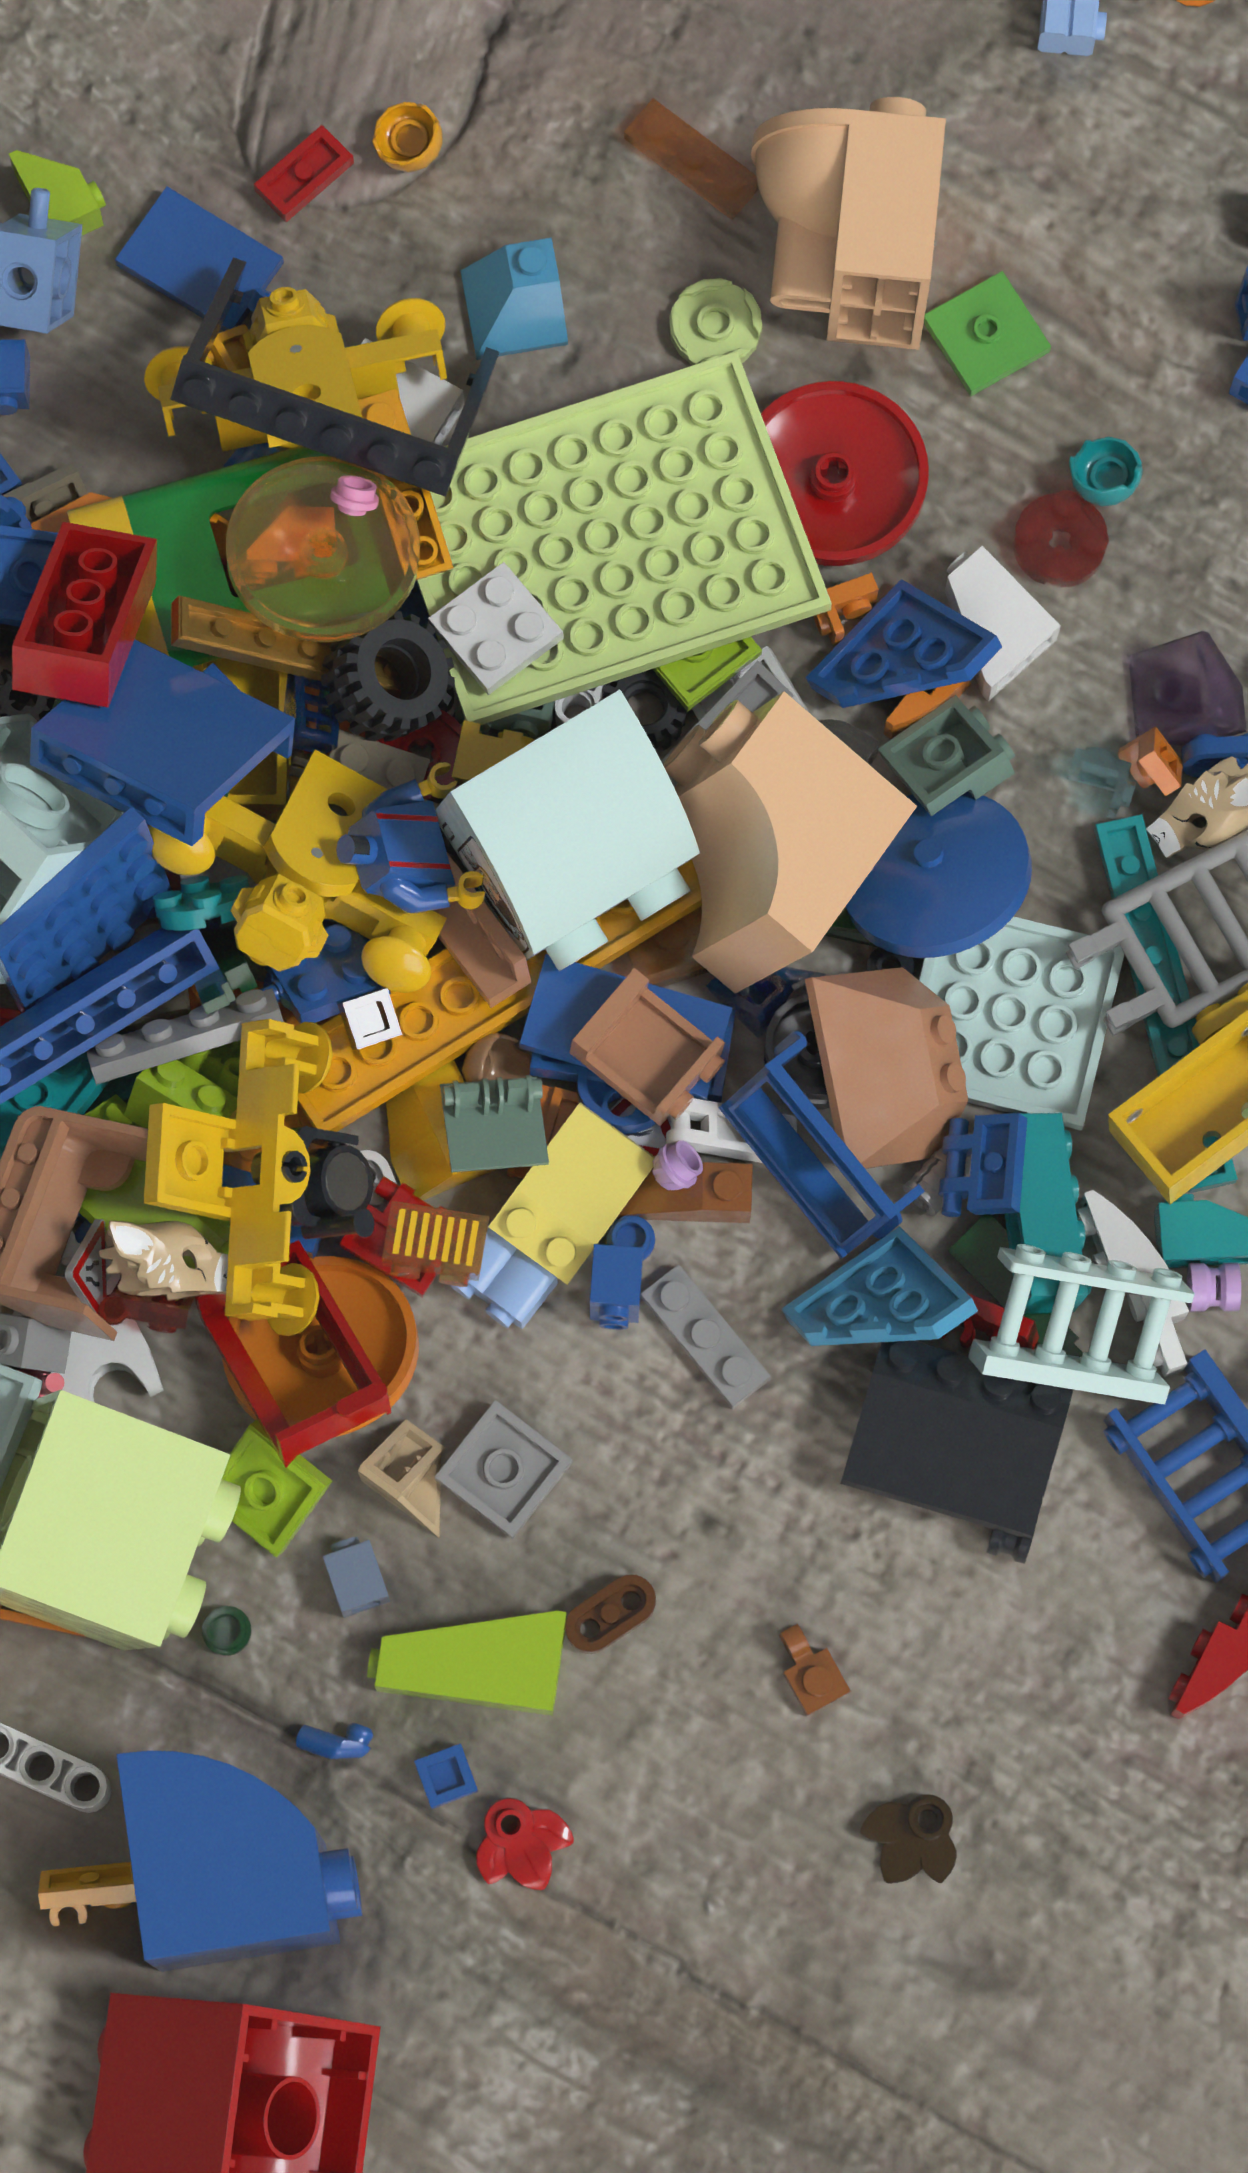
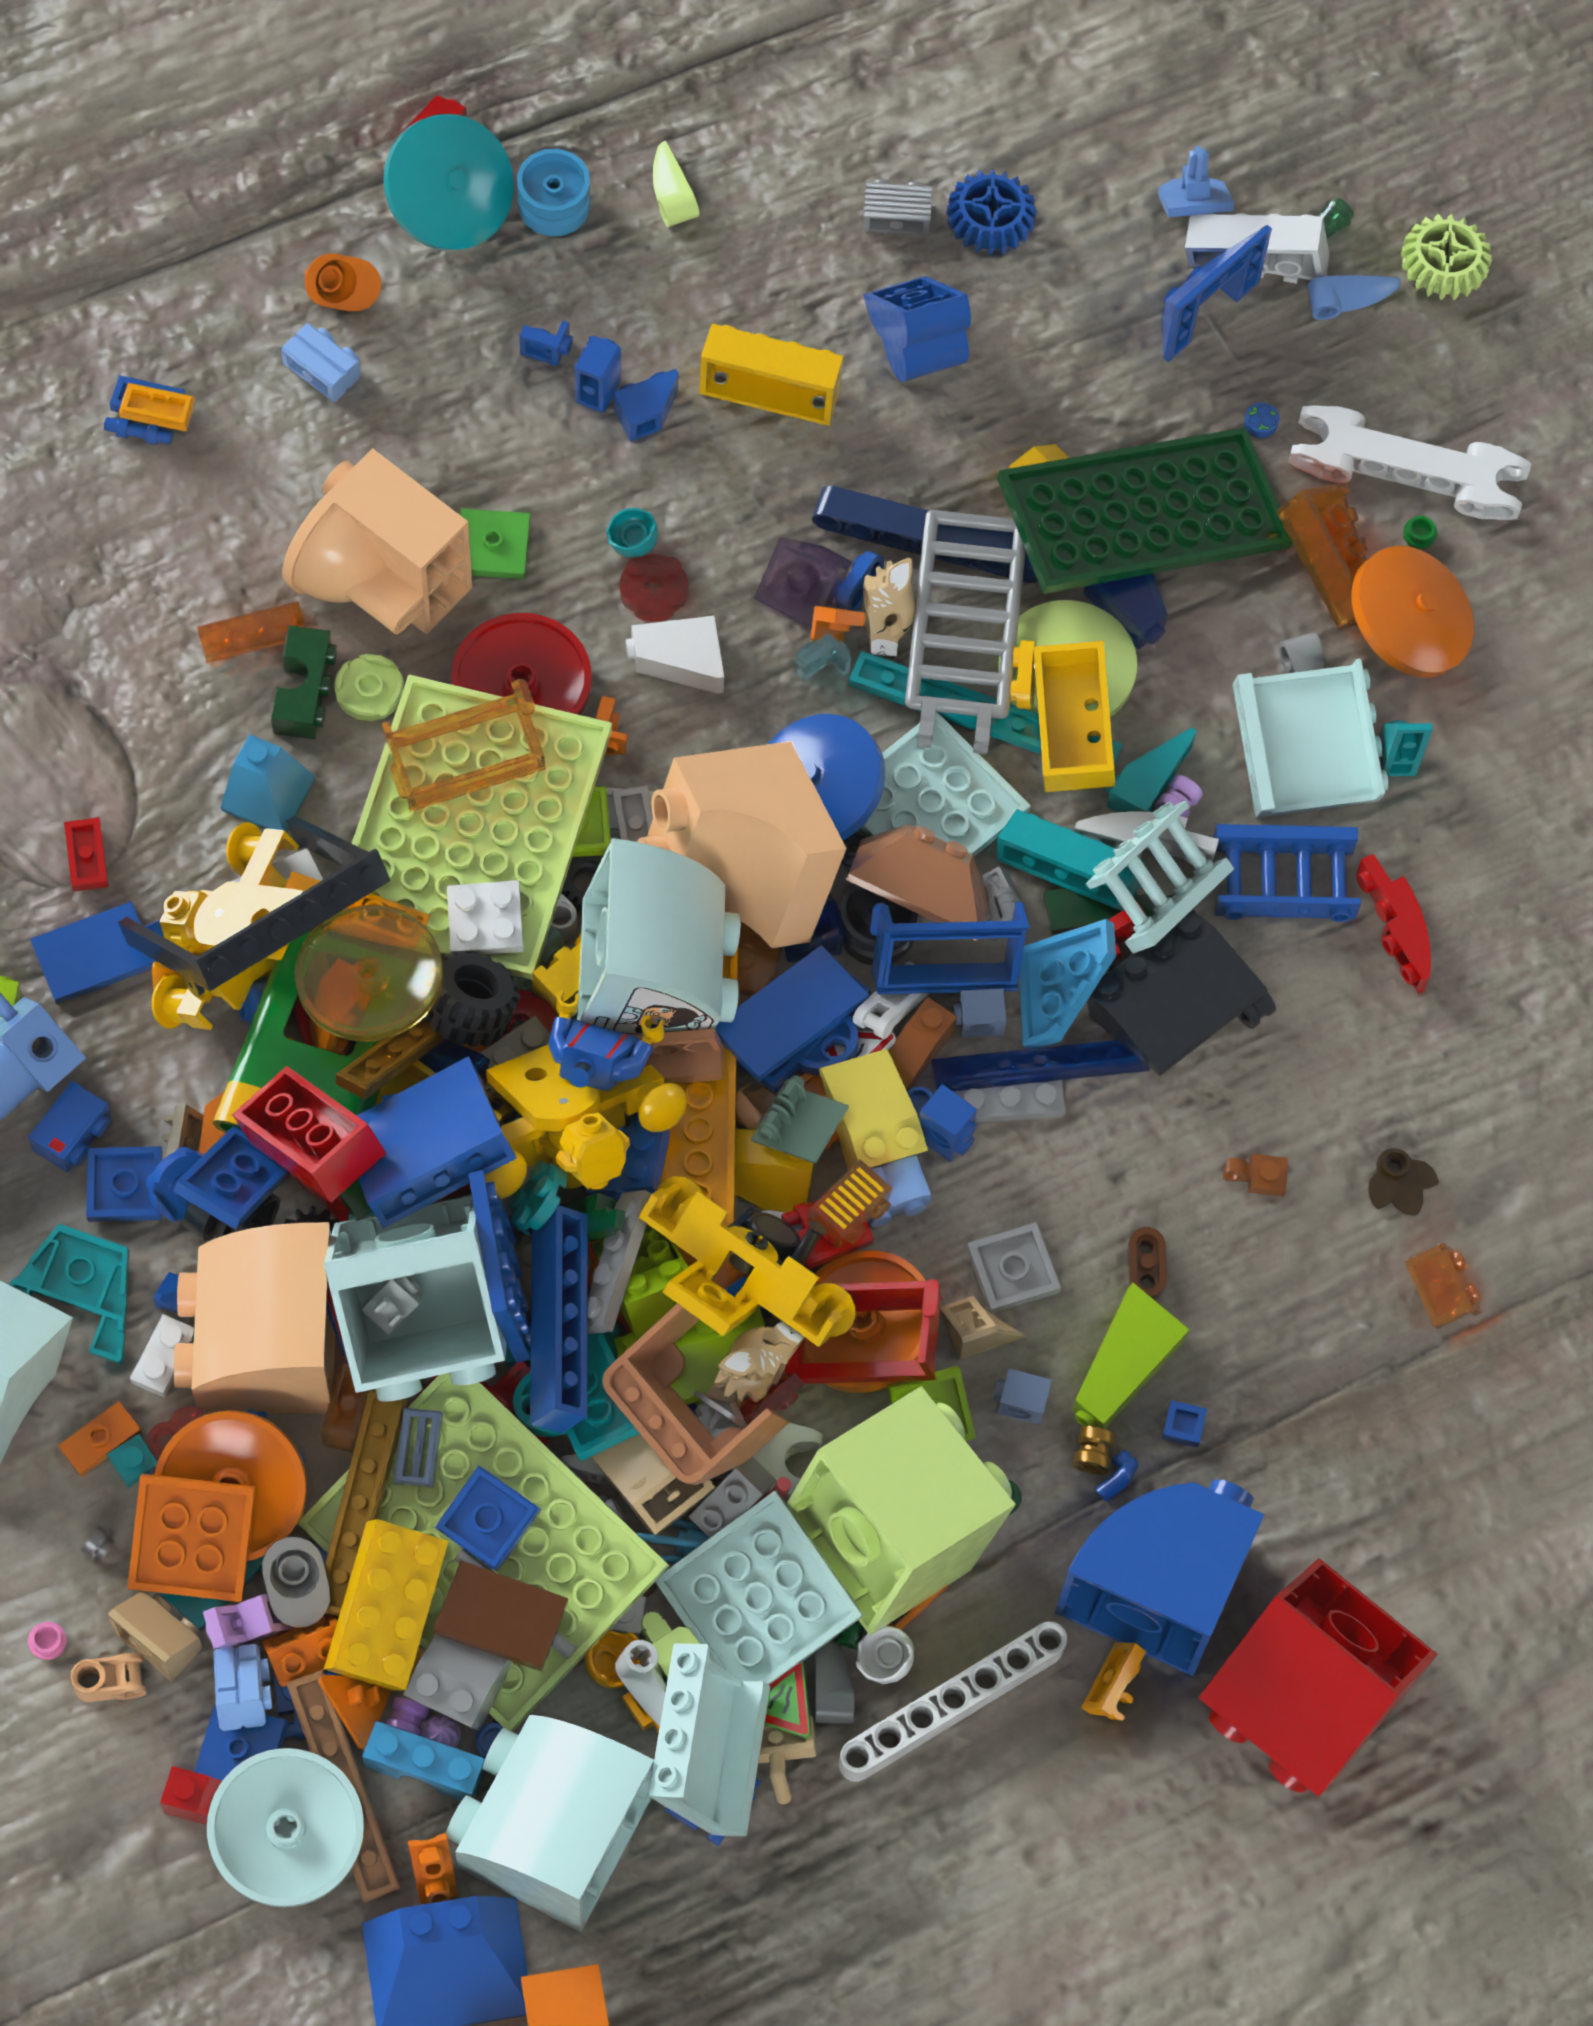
camera: 60 degrees left, 10 degrees down
(345, 1696) = (1094, 1450): none -> pearl gold wheel
(354, 495) = (353, 927): bright pink plate -> none
(369, 1019) = (681, 1151): plate -> none
(407, 137) = (112, 778): light orange hair -> none
(526, 1849) = (1260, 1407): red plate -> none
(600, 422) = (476, 780): none -> clear orange piece
(634, 273) = (299, 709): none -> dark green arch
(647, 1050) = (818, 1004): nougat panel -> none
(677, 1166) = (900, 1038): lavender plate -> none
(763, 1335) = (1035, 1065): none -> clear blue tile
(786, 1235) = (981, 1013): none -> sand blue brick
(816, 1968) = (1443, 1285): none -> clear orange bracket
(903, 649) = (662, 710): blue plate -> none
(919, 704) = (702, 724): orange slope -> none
(948, 756) = (749, 719): sand green plate -> none
(995, 1165) = (1029, 859): blue plate -> none

